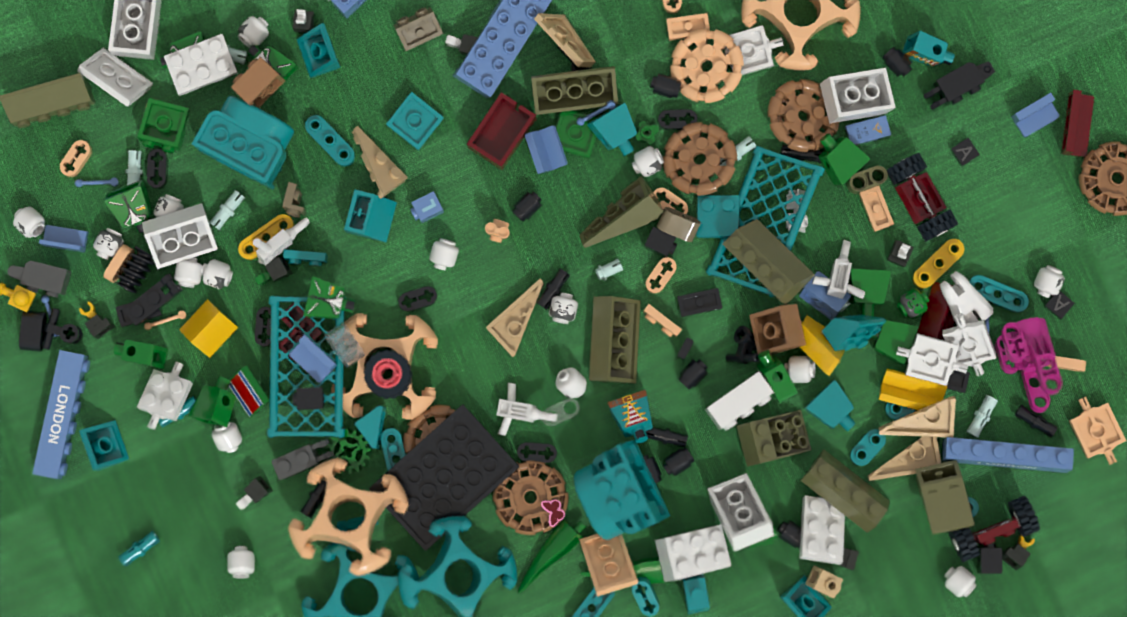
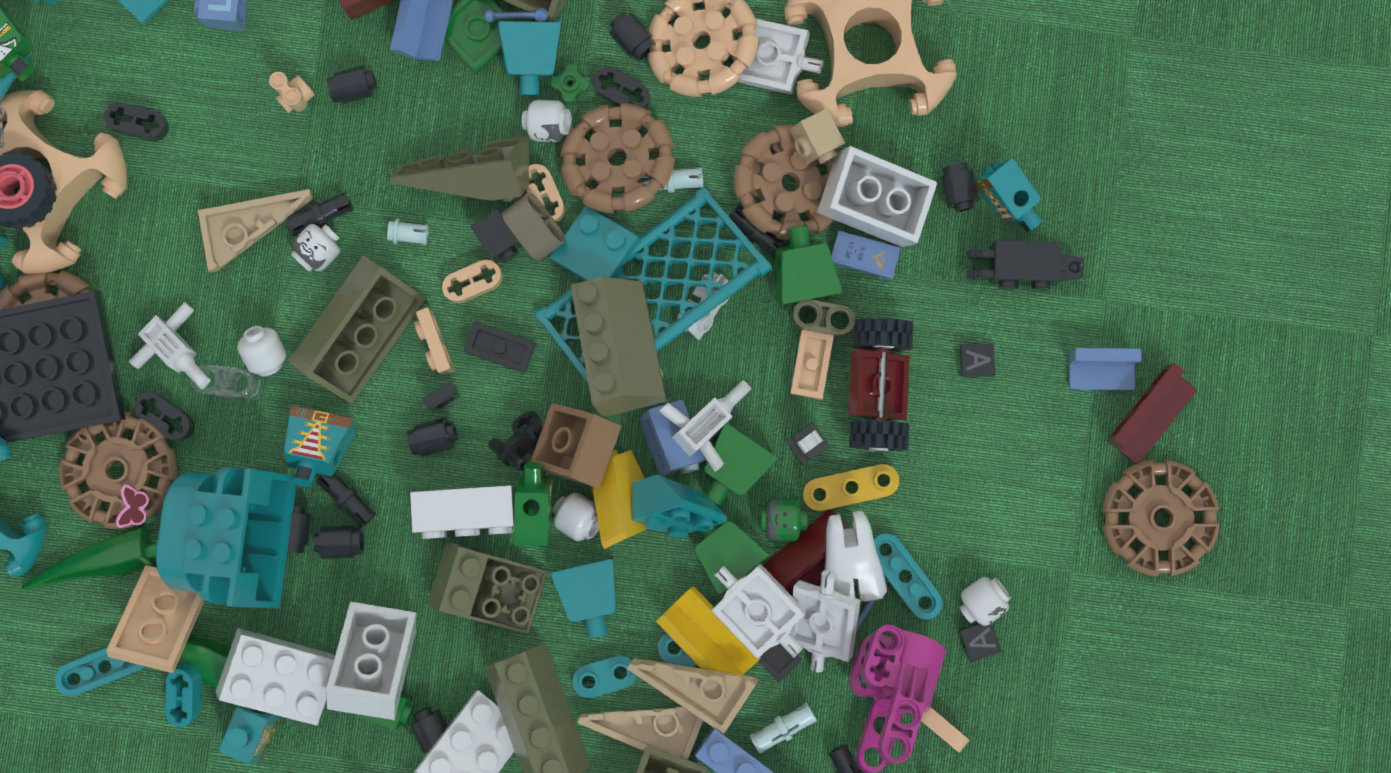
camera: 30 degrees right, 0 degrees up
(443, 254) = (204, 82): white head -> none
(805, 82) = (817, 137): none -> tan brick

